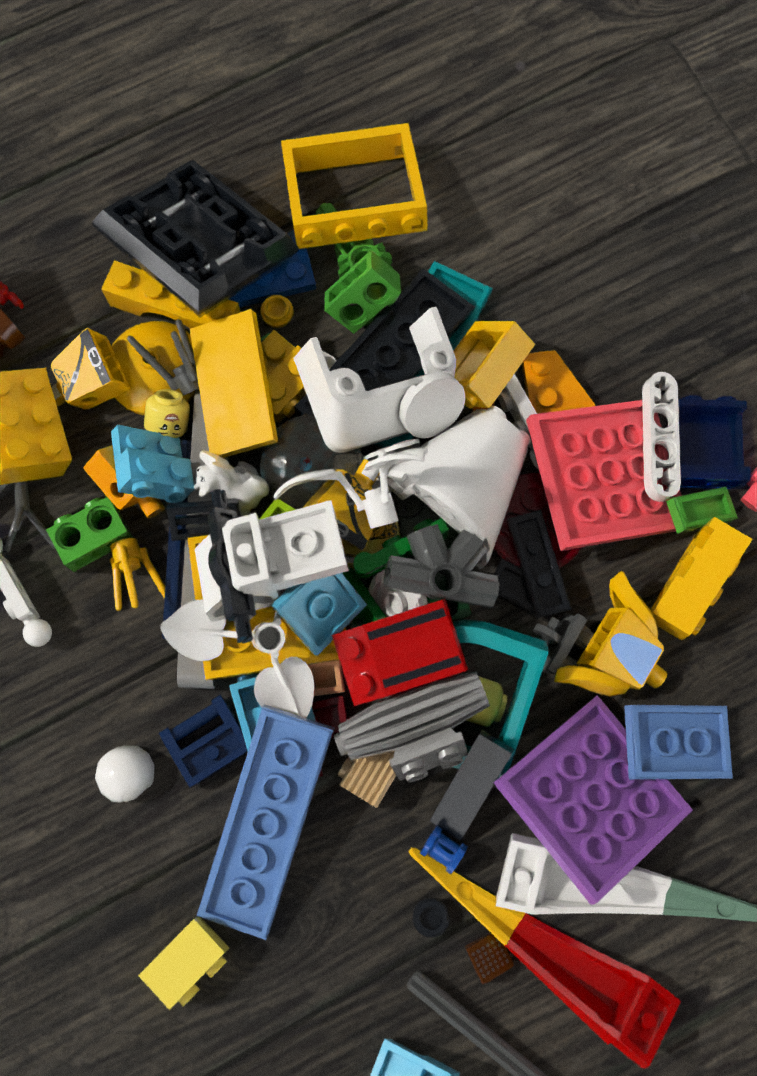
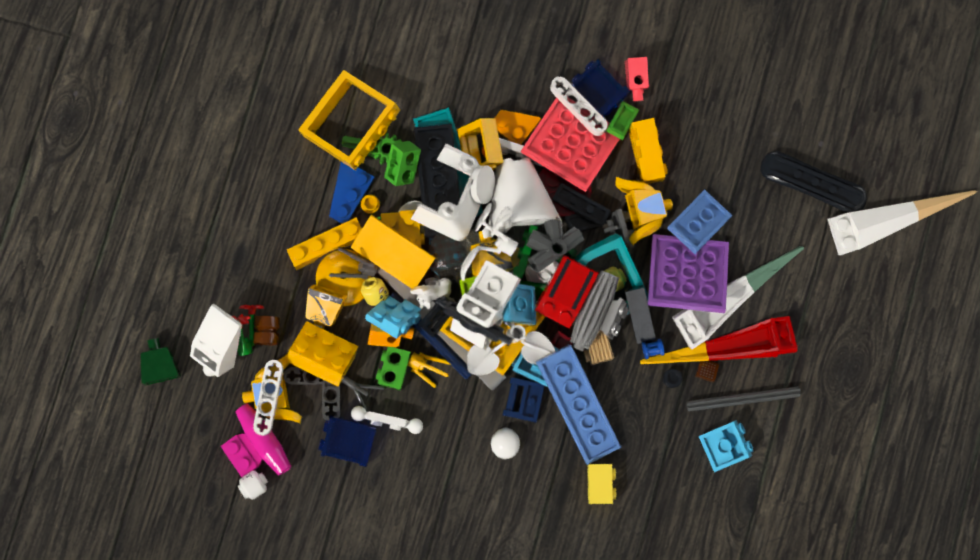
camera: 50 degrees left, 5 degrees up
(189, 239) = (312, 211): black piece -> none
(327, 678) = (546, 328): light nougat slope -> none

